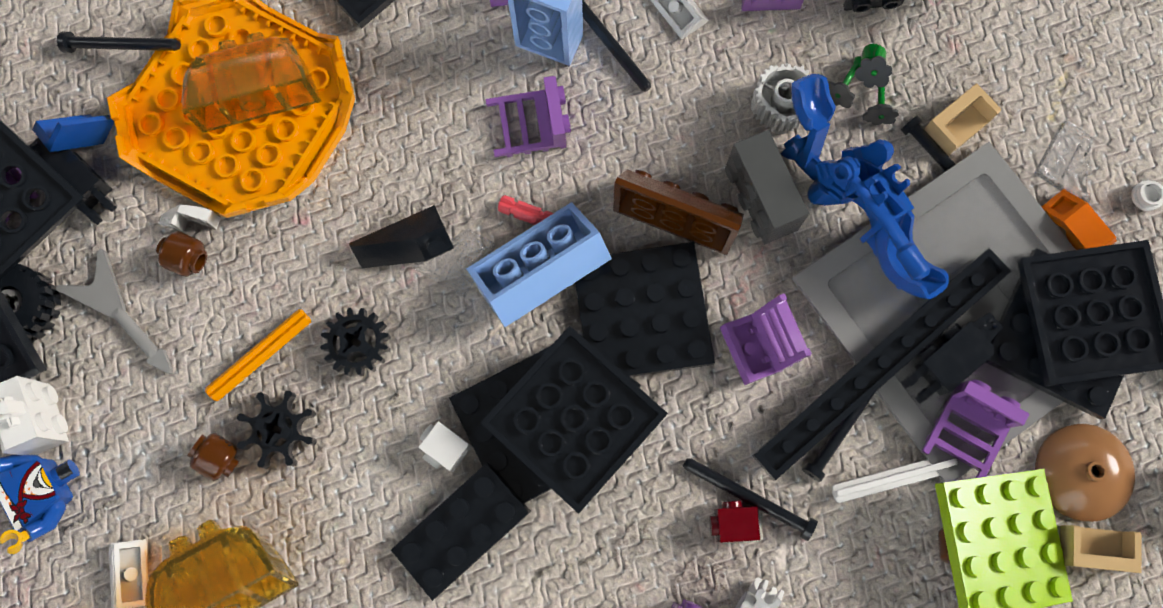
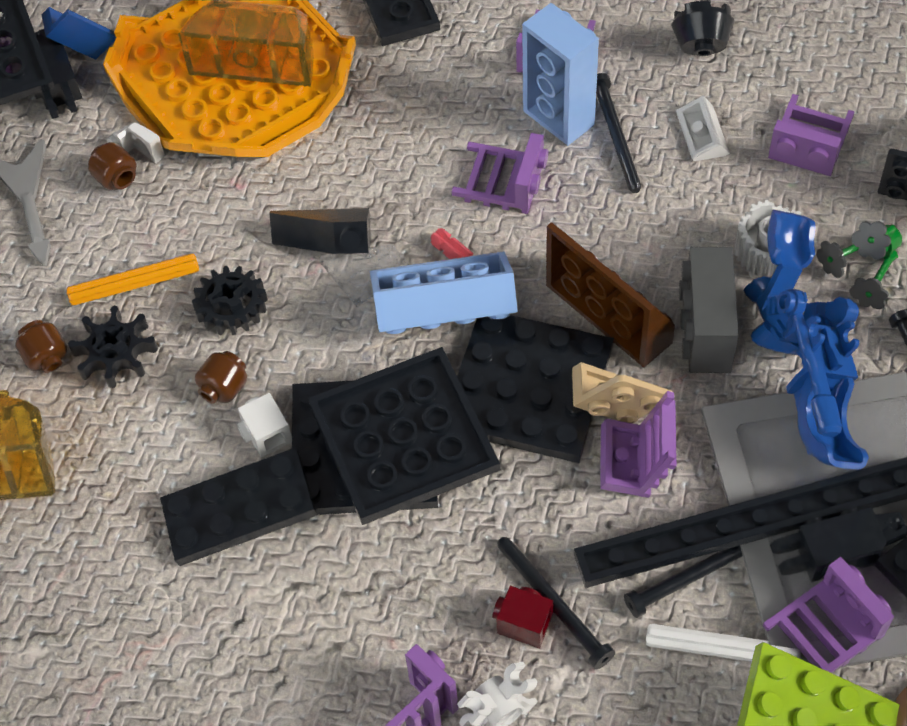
camera: 25 degrees right, 20 degrees down
(386, 420) = (221, 377): none -> reddish brown head
(719, 298) = (613, 394): none -> tan bracket

